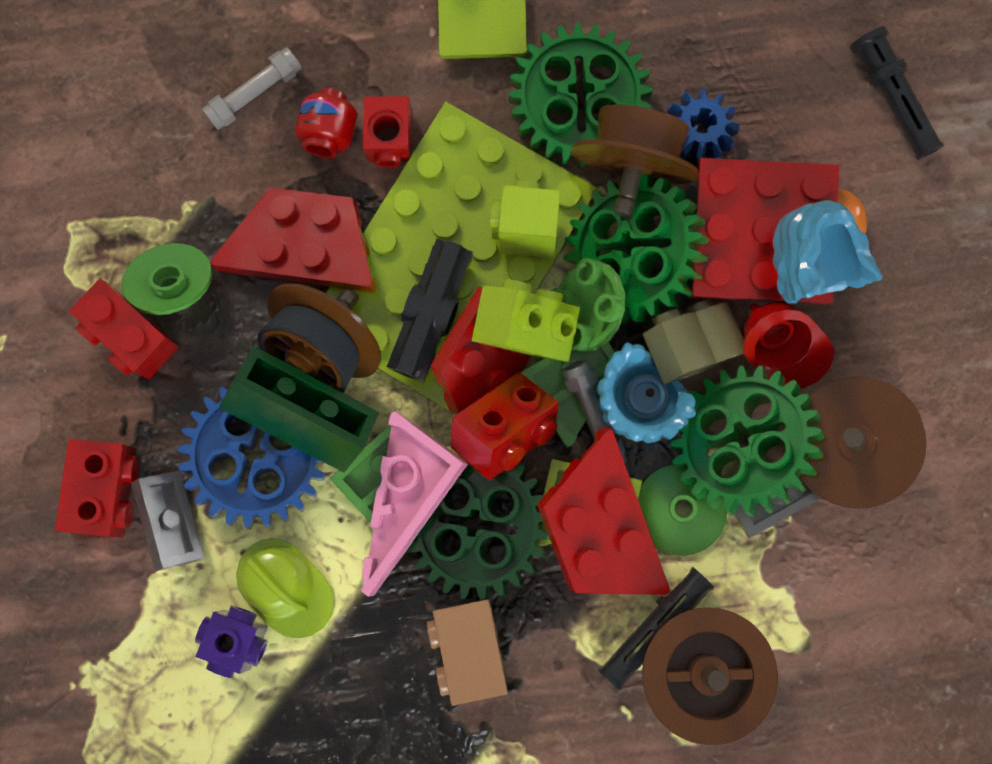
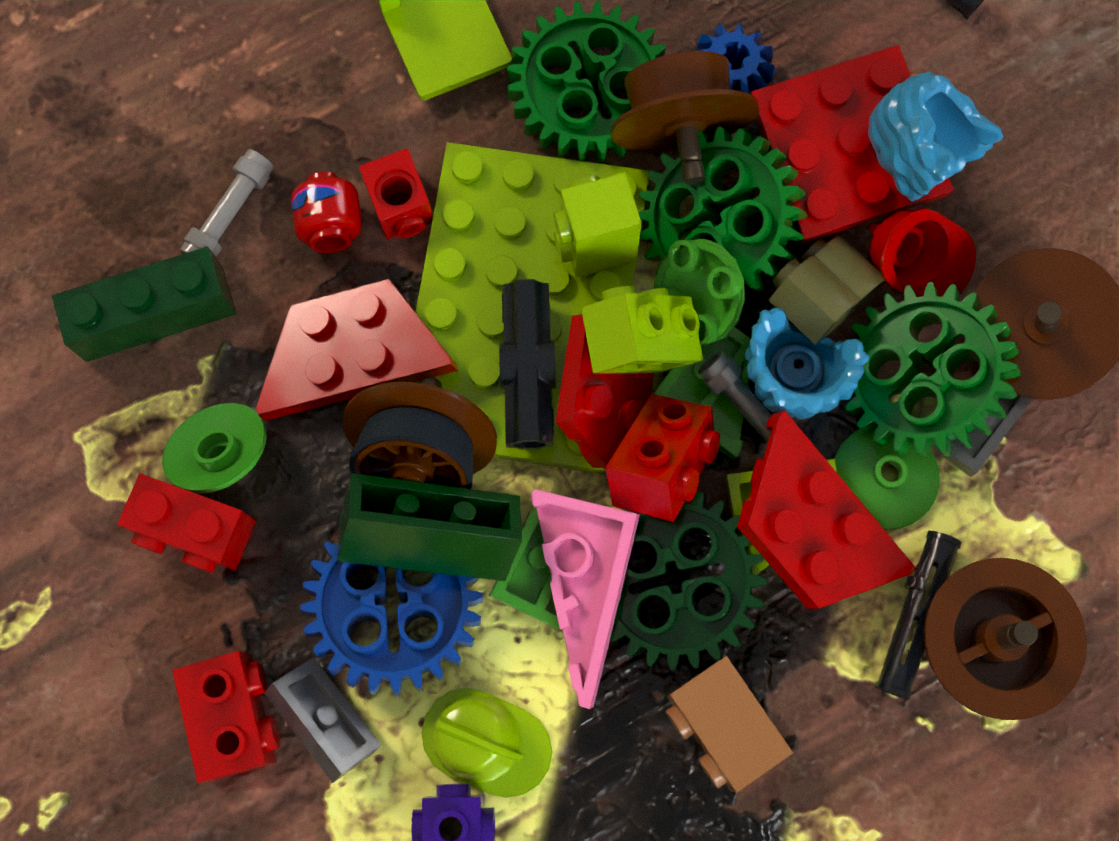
camera: 30 degrees left, 5 degrees down
(157, 143) = (144, 304): none -> dark green brick

